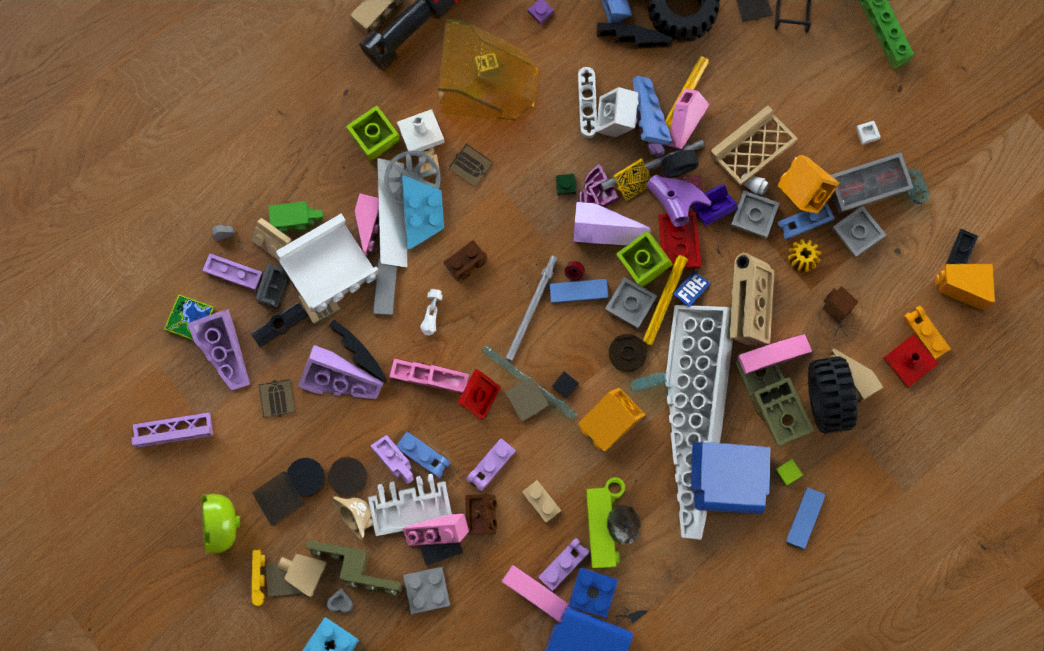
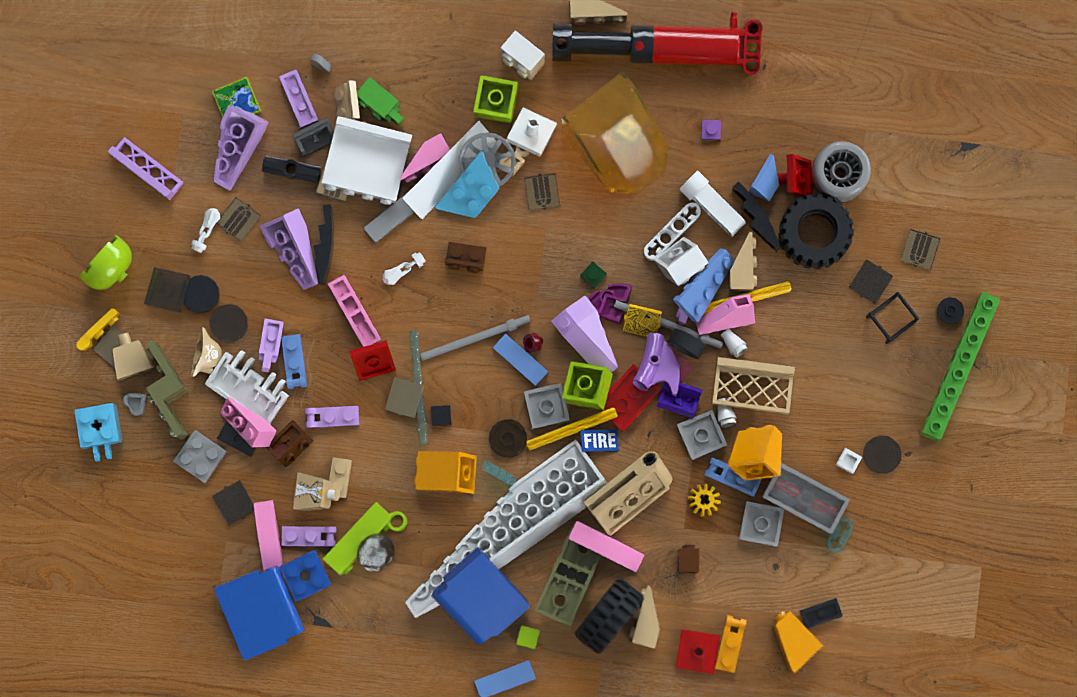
camera: 50 degrees right, 5 degrees up
(256, 415) = (210, 219): none -> white piece
(360, 86) = (522, 56): none -> white brick
(485, 597) = (234, 502): none -> clear smoke piece
(536, 529) = (313, 493): none -> tan torso
(595, 55) = (712, 203): none -> white beam
(665, 82) = (741, 274): none -> tan slope
(709, 132) = (734, 344): none -> white cone
(884, 106) = (882, 454): none -> clear smoke tile

